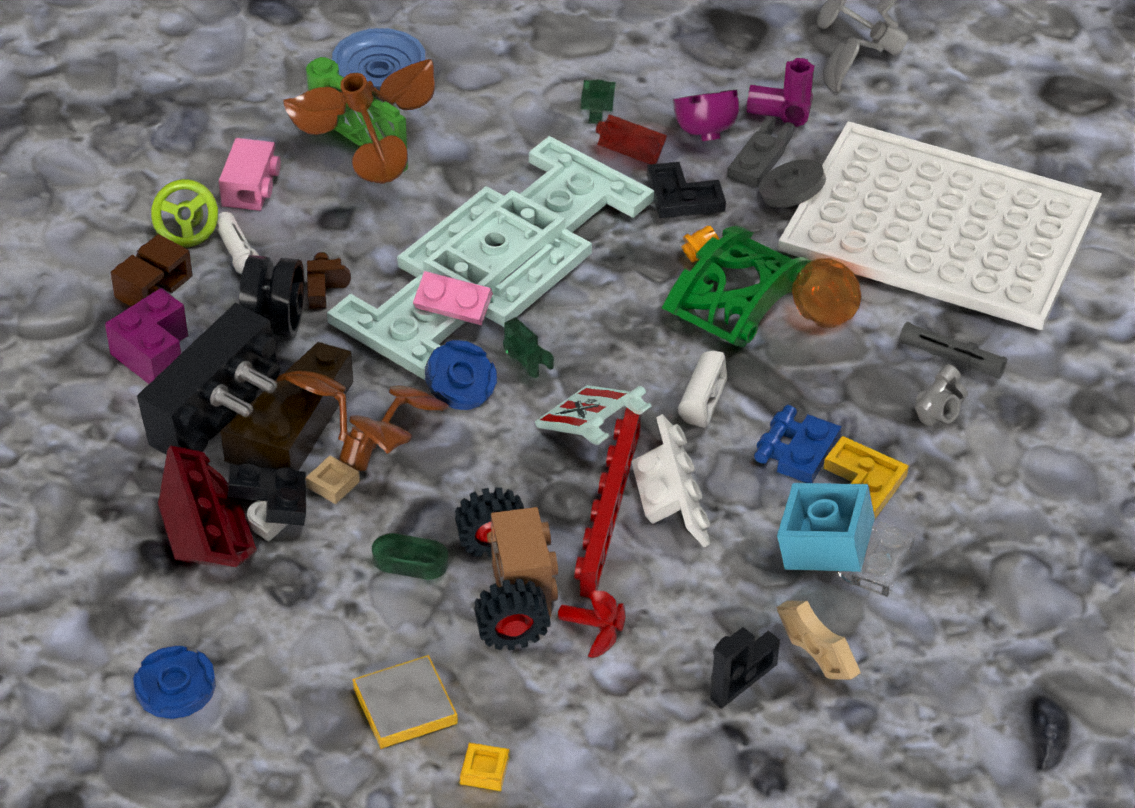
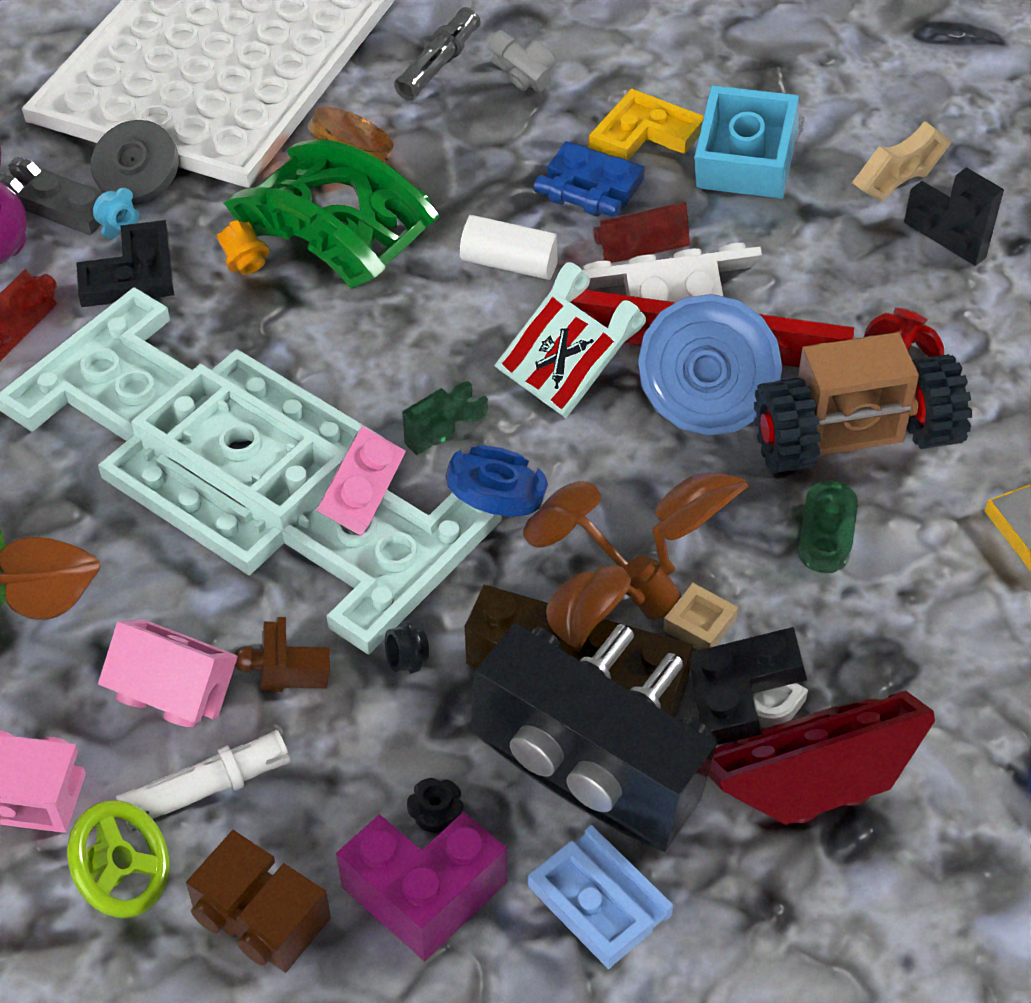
camera: 90 degrees left, 5 degrees up
(118, 423) = (600, 896): none -> light blue plate
(274, 292) = (354, 697): black wheel -> none
(306, 228) = (166, 672): none -> bright pink brick
(327, 333) = (406, 648): none -> black plate
(565, 483) = (706, 362): none -> medium blue hat
(731, 471) = (643, 232): none -> clear red hinge
(737, 178) = (115, 210): none -> medium azure plate

